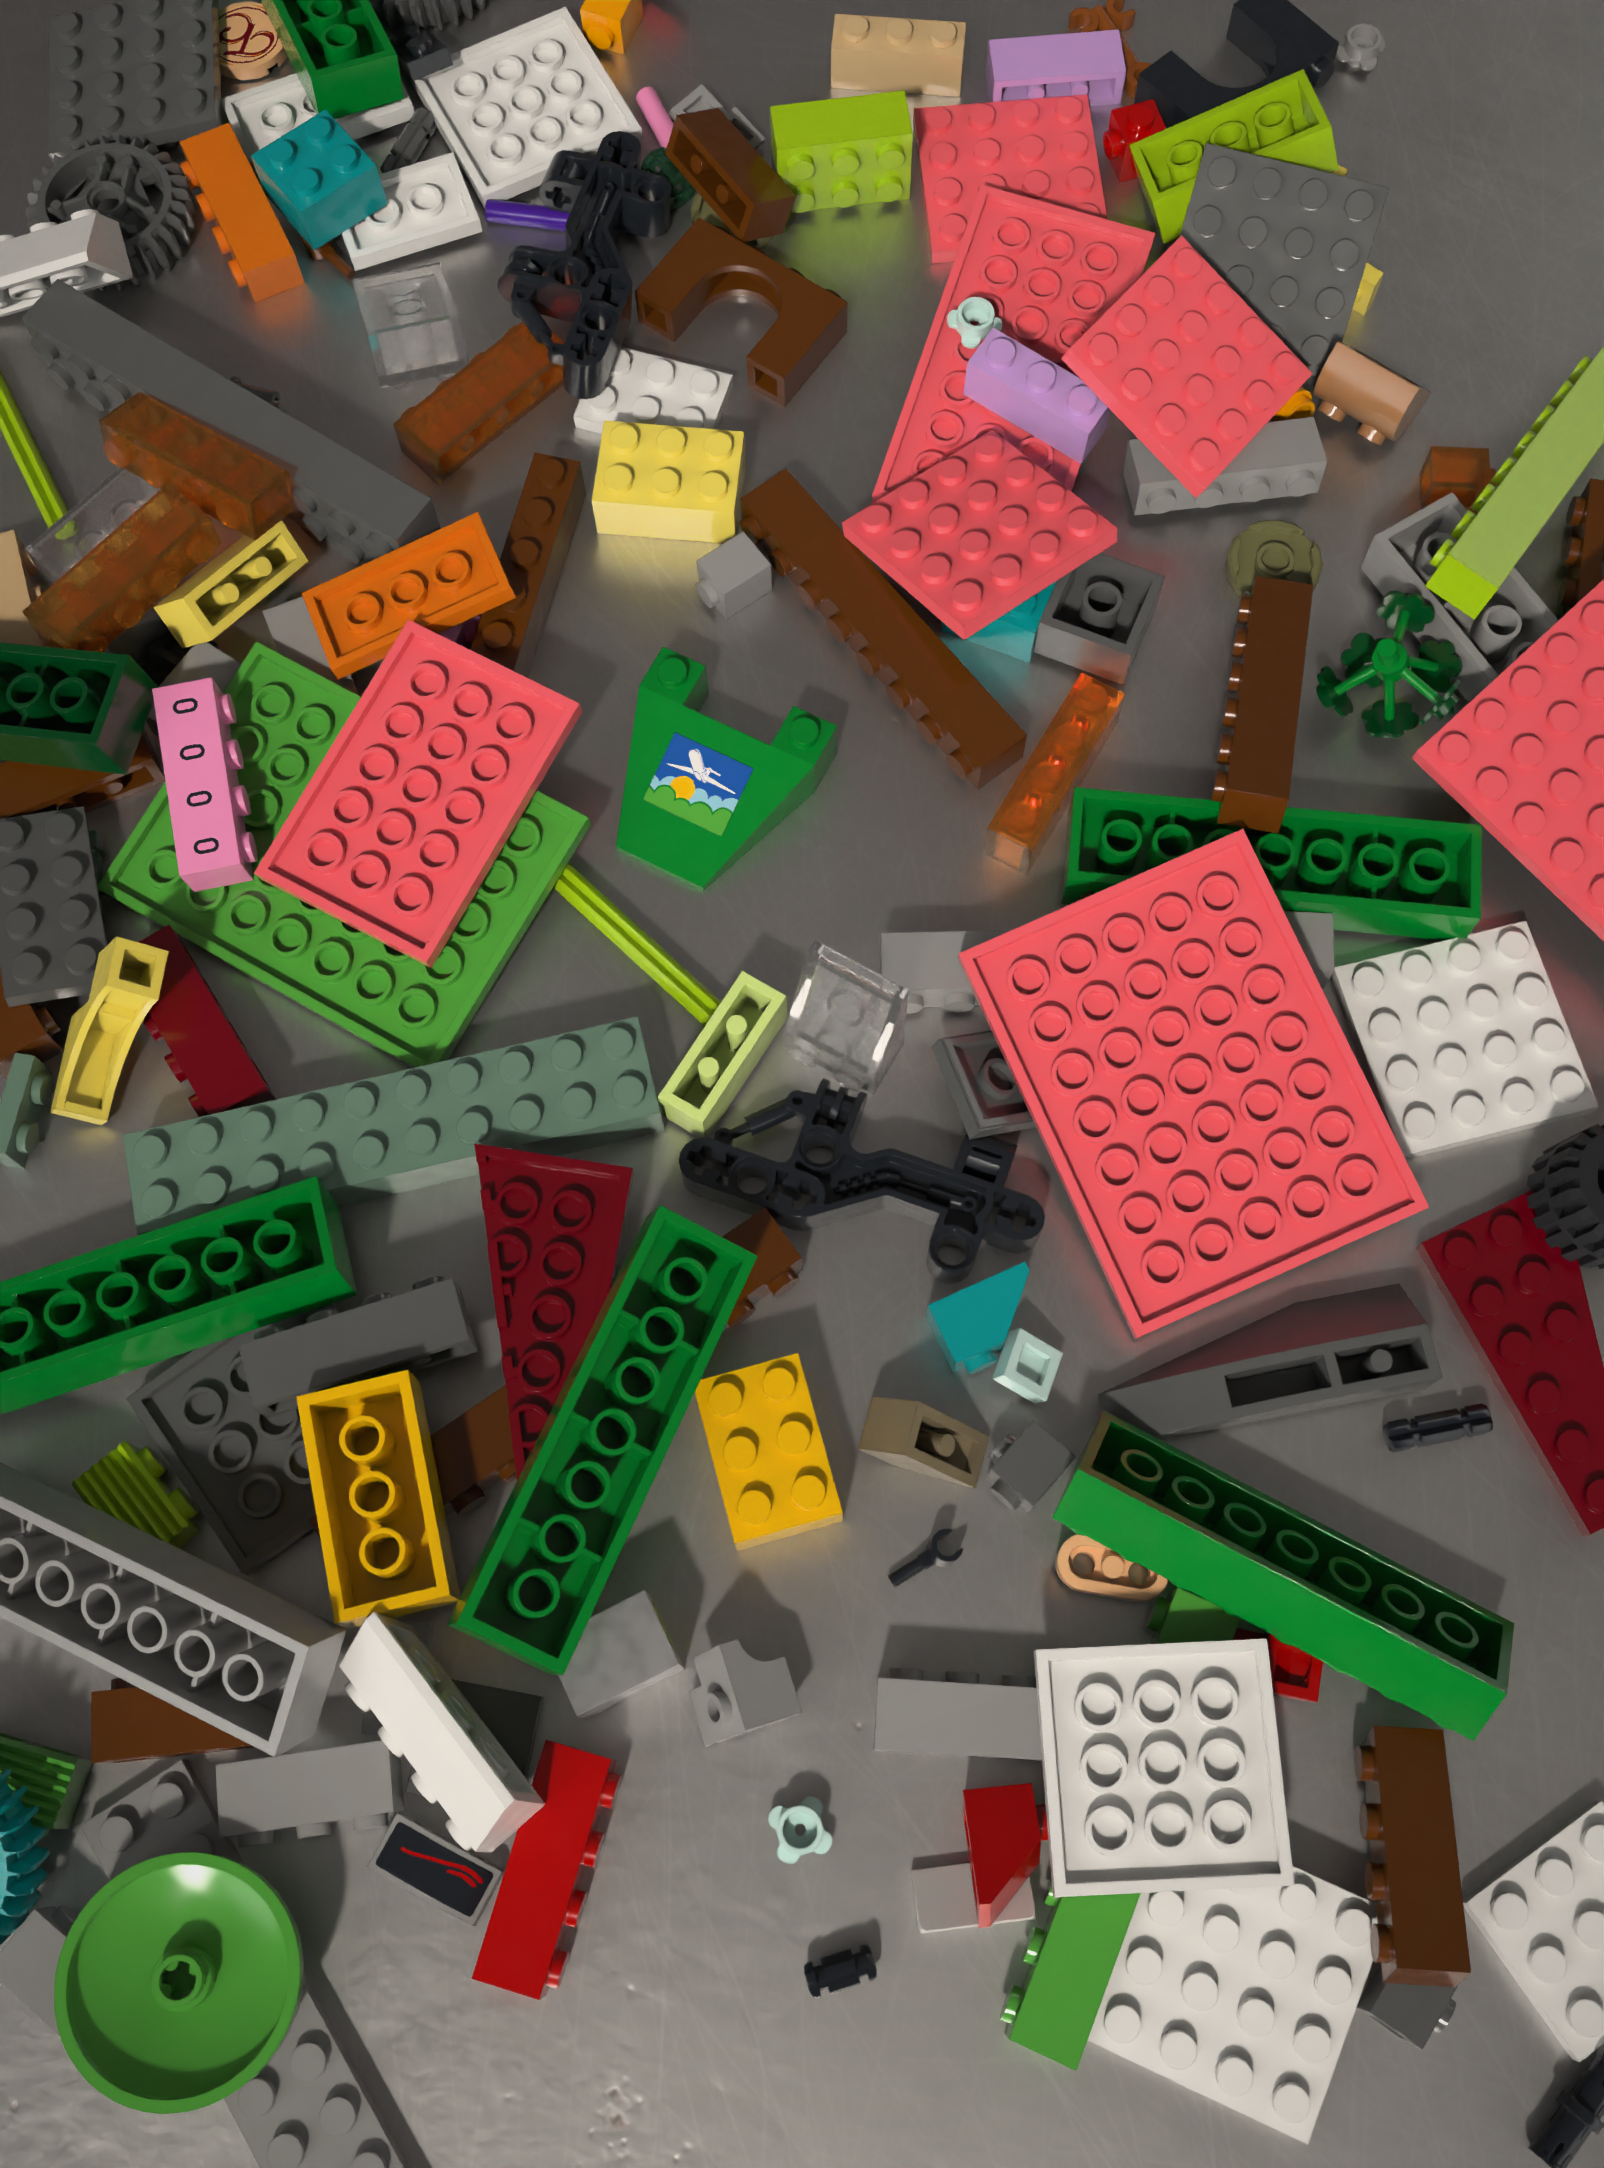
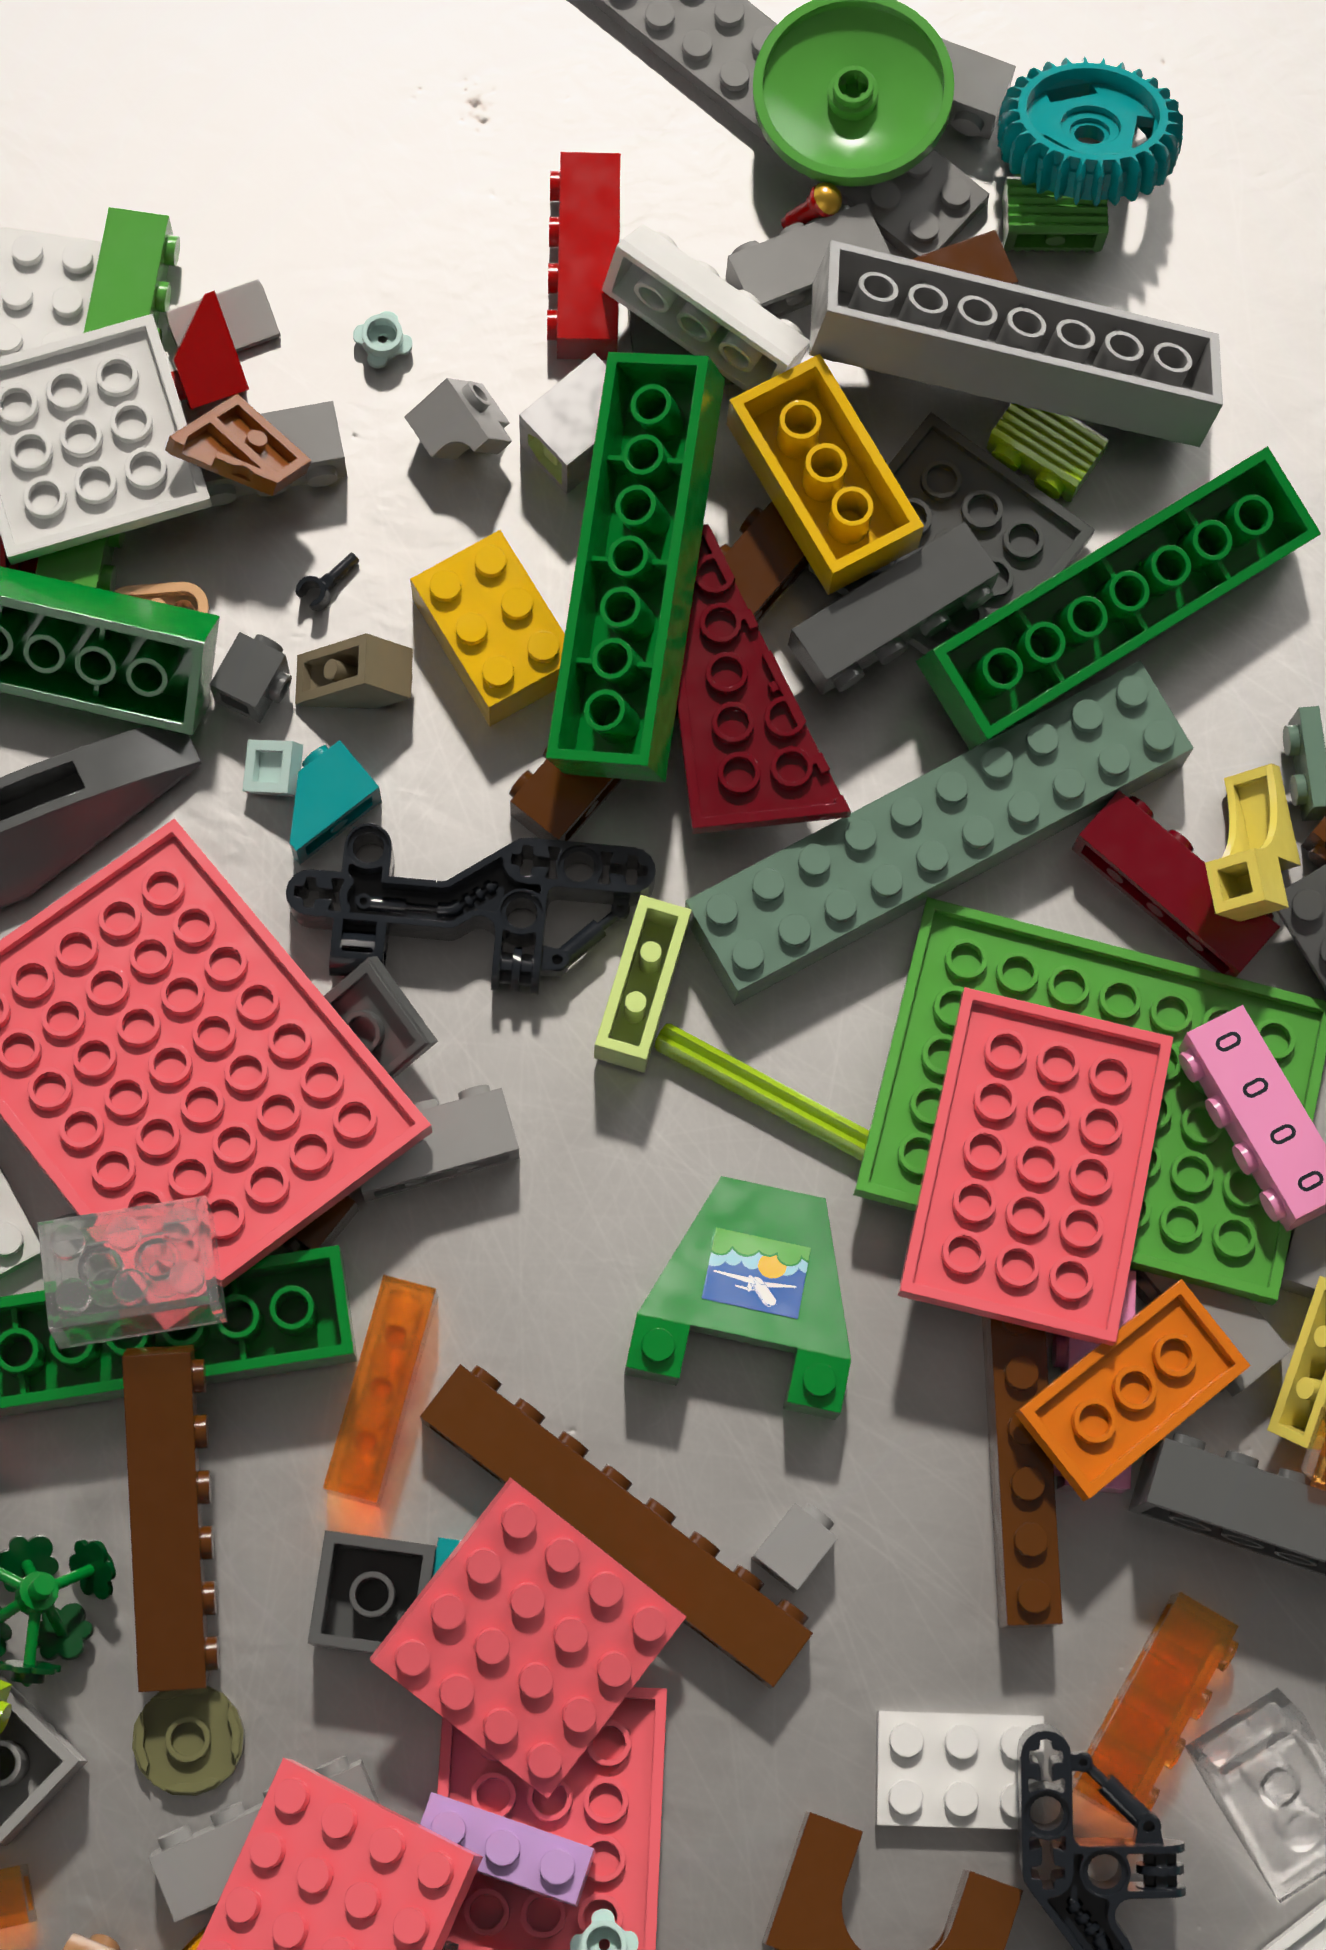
camera: 155 degrees right, 5 degrees up
(268, 1851) = (822, 201): none -> piece
(435, 1869) = (696, 231): black slope -> none
(669, 482) = (902, 1647): light yellow brick -> none
(840, 1971) = (320, 243): black piece -> none
(846, 1019) = (527, 1040): clear slope -> none
(990, 1702) = (241, 447): none -> dark orange wing
(1268, 863) = (131, 1272): none -> clear brick

